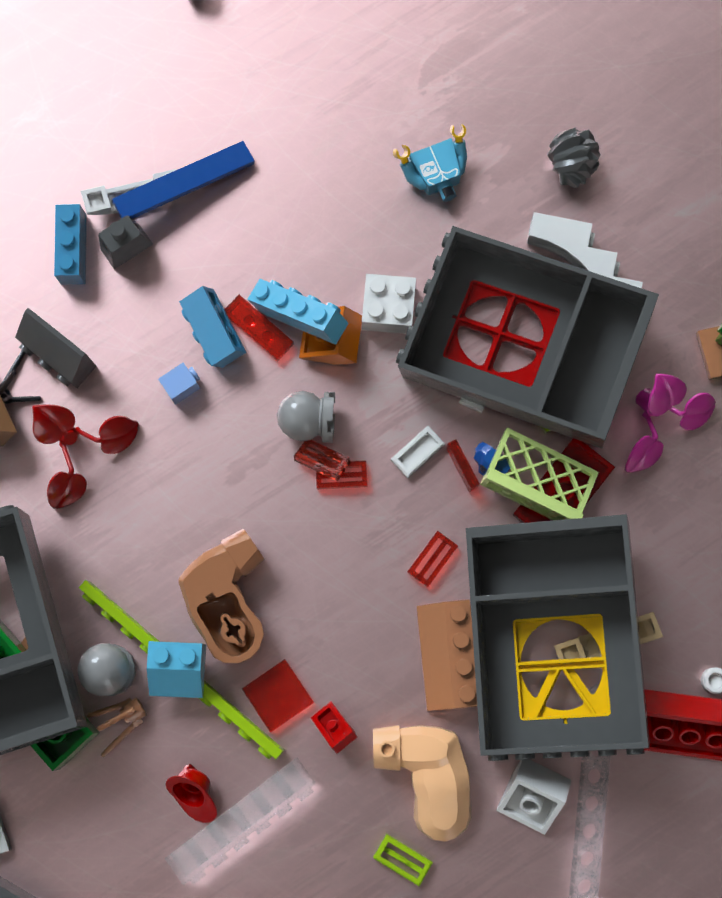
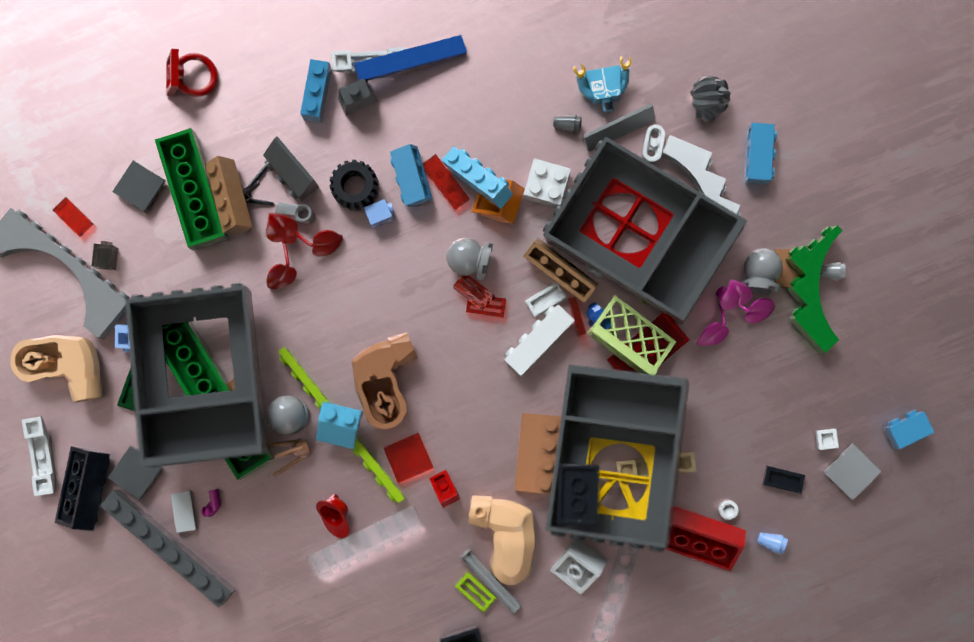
camera: 10 degrees right, 5 degrees up
(28, 811) = (214, 504): none -> dark pink arm
(72, 402) = (295, 212): none -> light grey piece
(131, 336) = (349, 170): none -> black tyre
(401, 223) = (568, 122): none -> dark grey cone
(419, 506) = (539, 340): none -> white brick
(420, 840) = (489, 579): none -> light grey axle
(429, 409) = (561, 270): none -> medium nougat brick
(445, 541) = (528, 392): clear red tile -> none
(468, 214) = (620, 126): none -> light grey slope
(515, 230) = (653, 144): none -> white plate
(515, 698) = (578, 494): none -> black tile
(652, 214) = (760, 153): none -> dark azure brick
(690, 359) = (762, 271): none -> light grey tile

